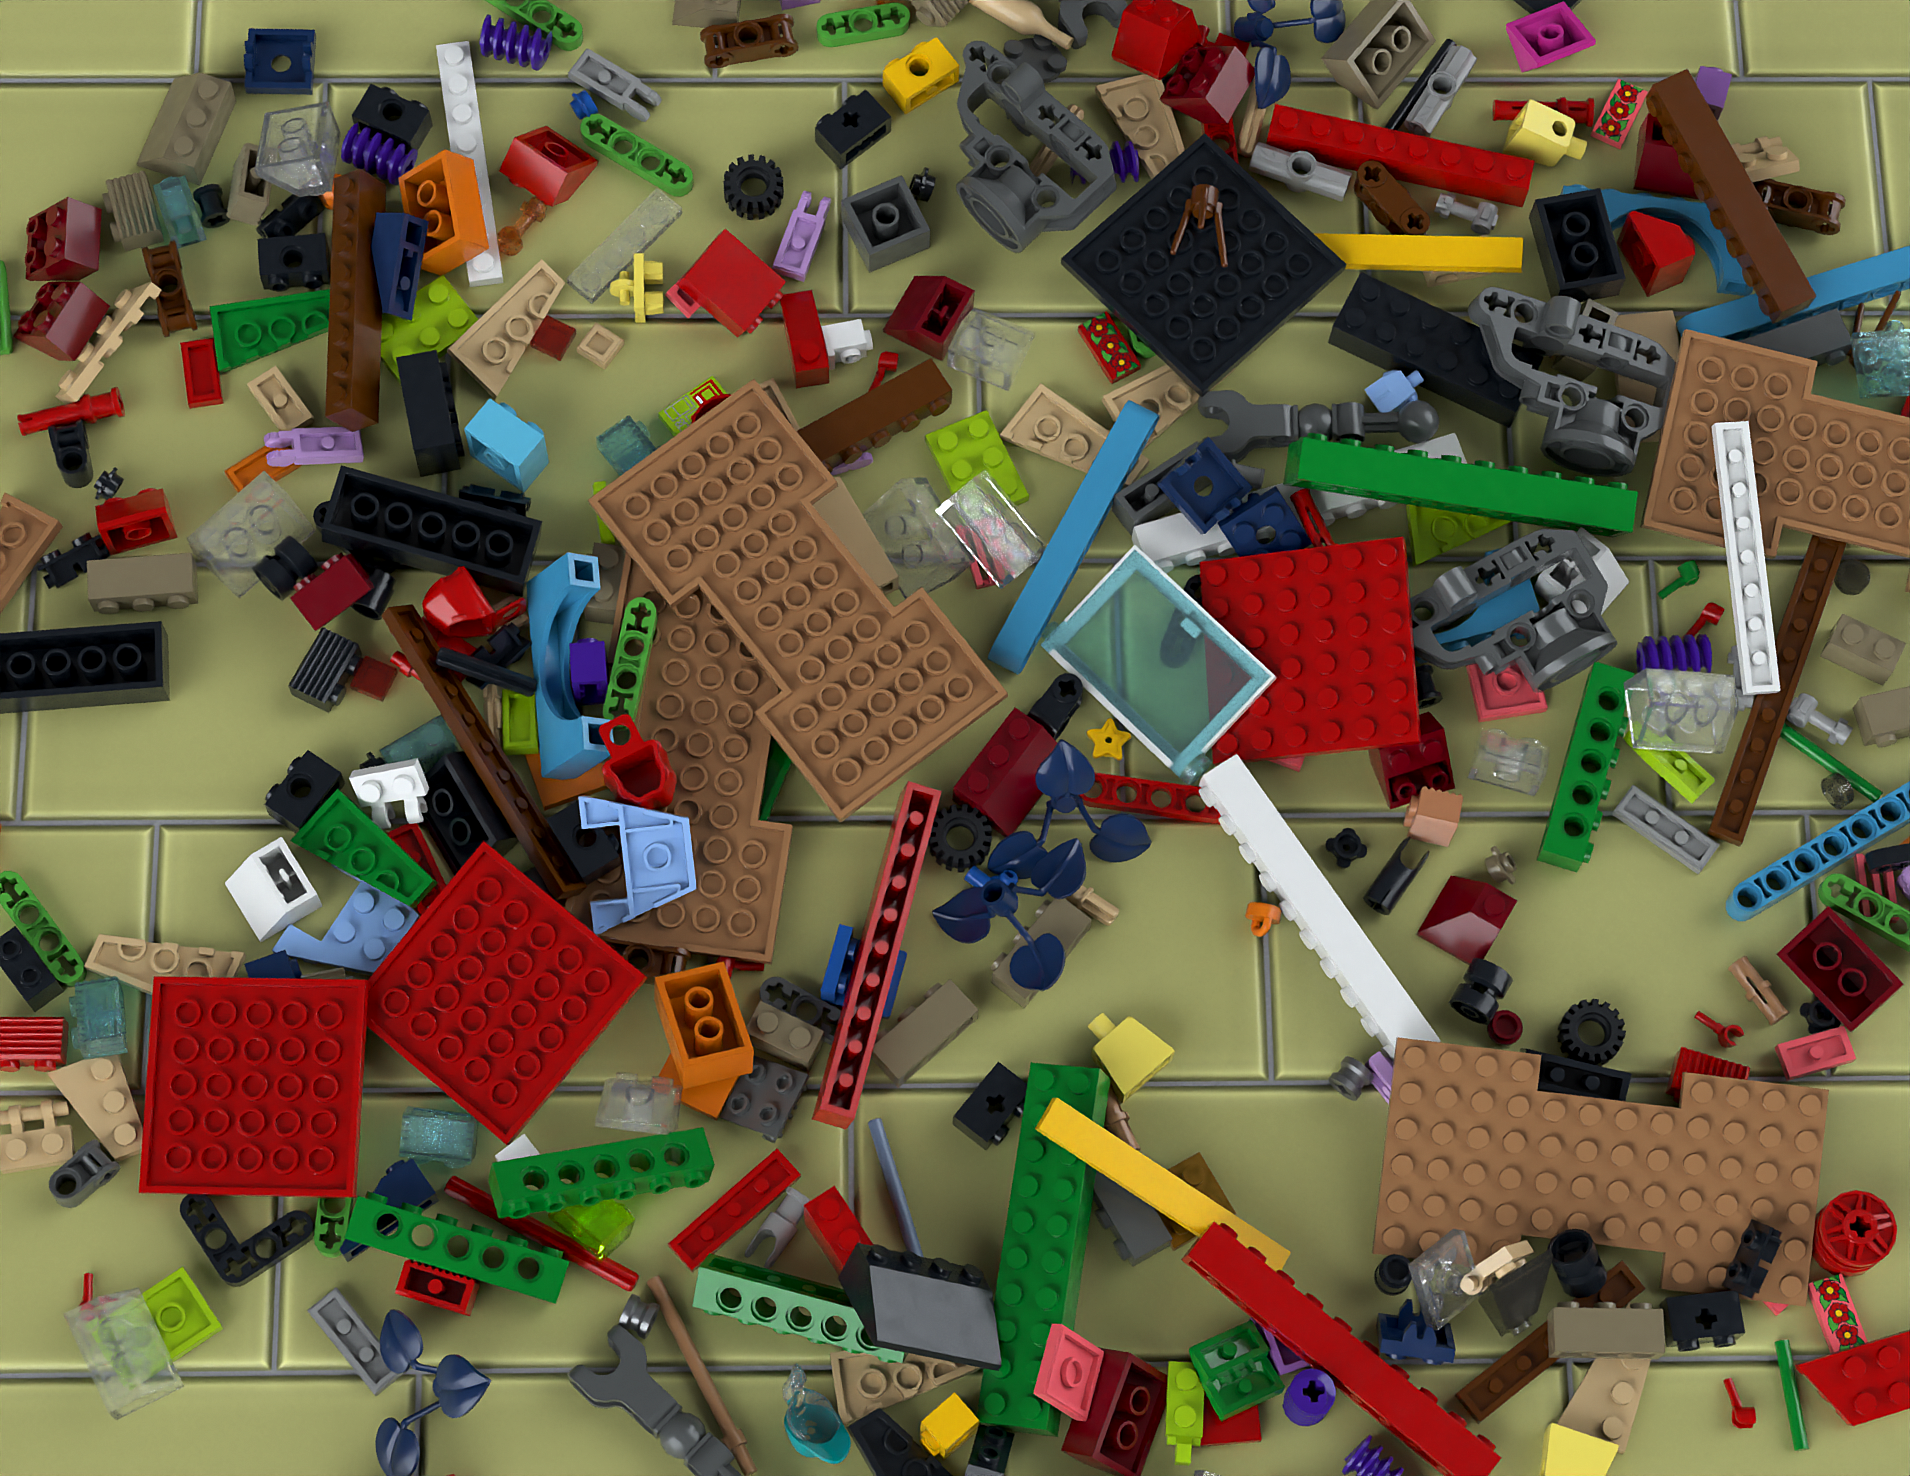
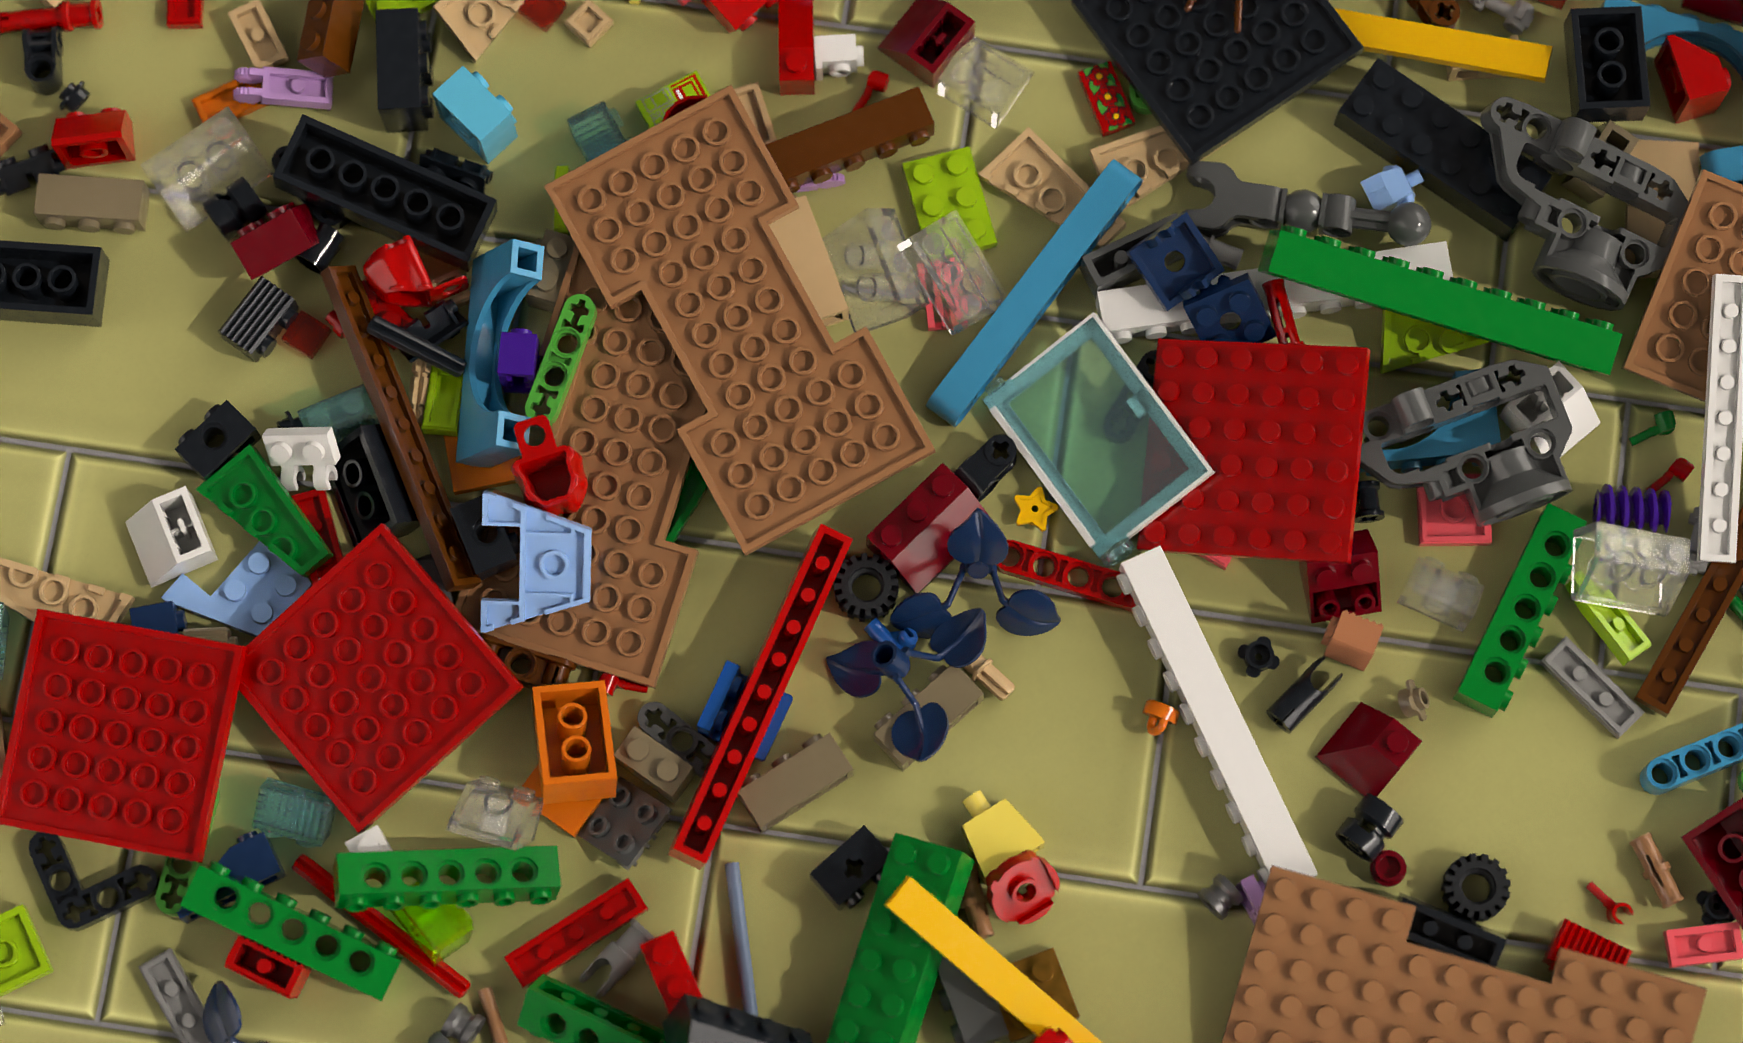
camera: 15 degrees right, 5 degrees up
(1148, 1087) = (1013, 873): none -> red plate

